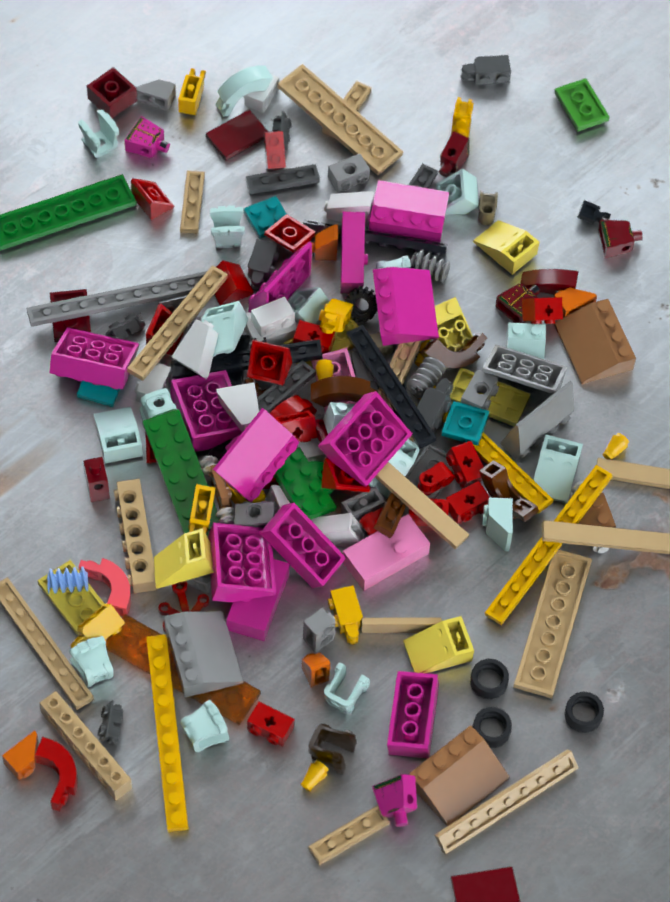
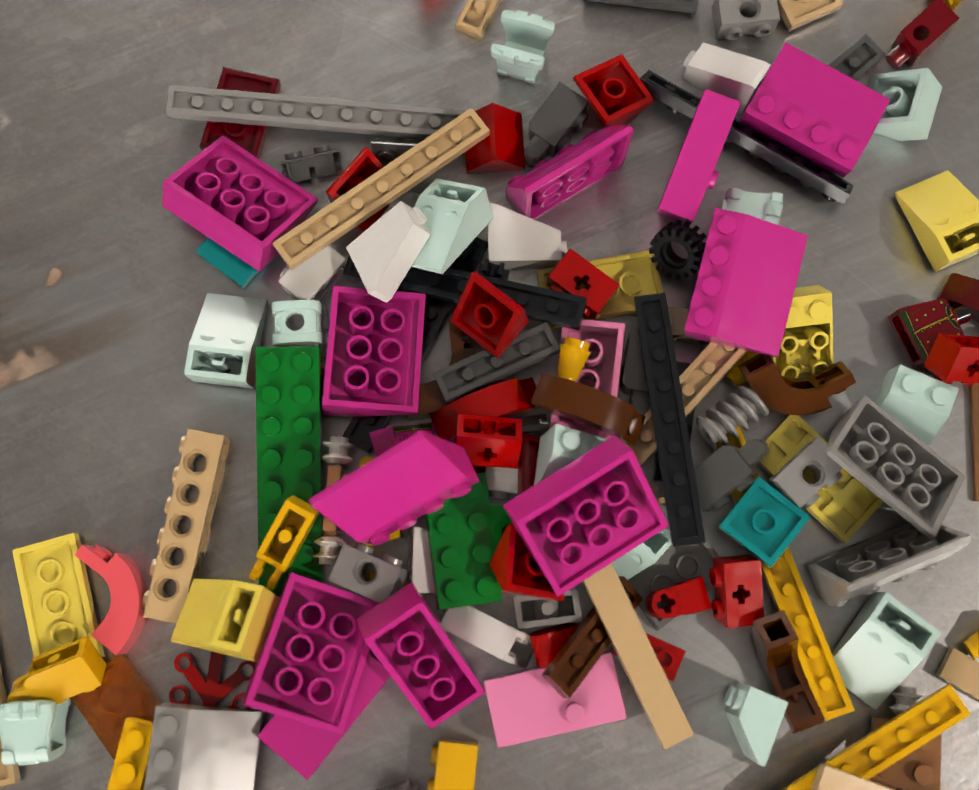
camera: 25 degrees right, 20 degrees up
(68, 580) = (45, 579): light blue piece -> none
(96, 474) = (163, 407): dark red torso -> none
(240, 403) = (418, 379): white slope -> none
(264, 215) = (591, 42): teal plate -> none
(273, 317) = (530, 230): white brick -> none
(308, 304) = (591, 222): light aqua slope -> none
(326, 244) = (663, 125): orange slope -> none
(335, 316) = (627, 261): yellow hinge -> none
(436, 268) = (812, 216): light grey piece -> none
(468, 502) = (735, 662): red brick -> none
(487, 207) = (942, 140): dark tan piece -> none

